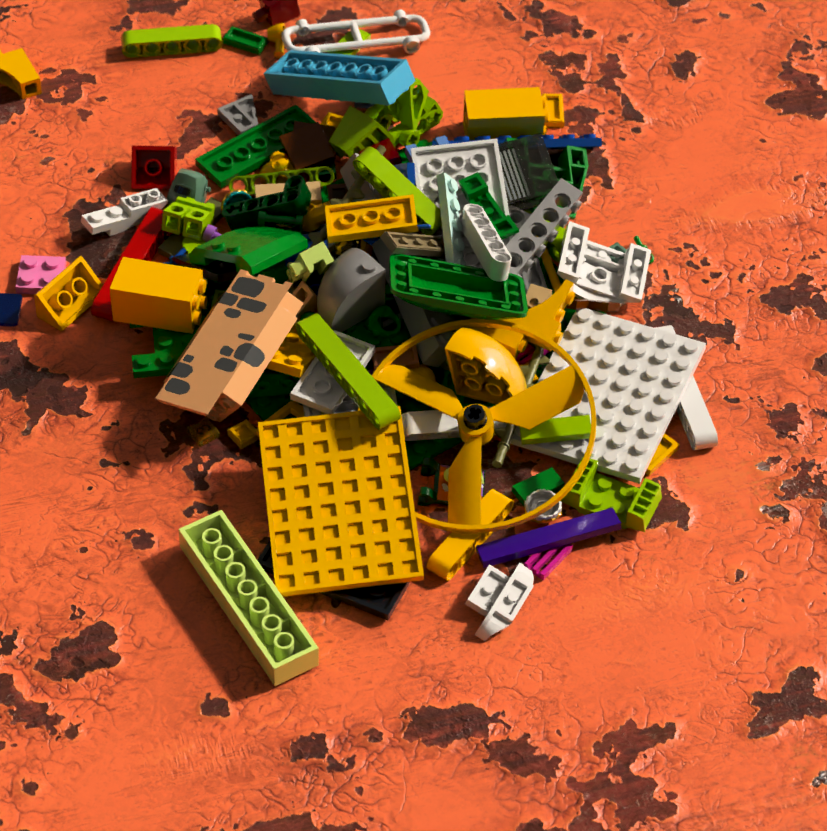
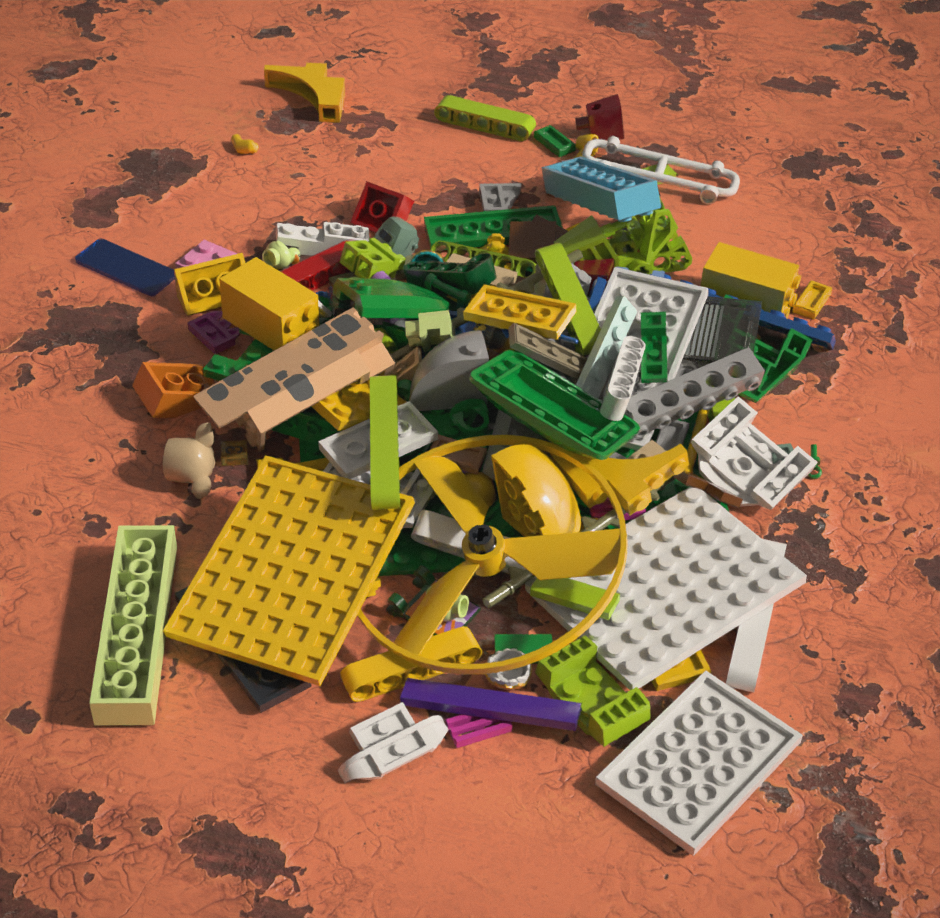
camera: 30 degrees right, 5 degrees down
(101, 244) = (279, 255): none -> yellowish green animal
(102, 336) = (213, 331): none -> magenta plate
(114, 398) = (170, 387): none -> orange slope
(185, 453) = (191, 460): none -> tan piece
(713, 511) = (698, 762): none -> white plate

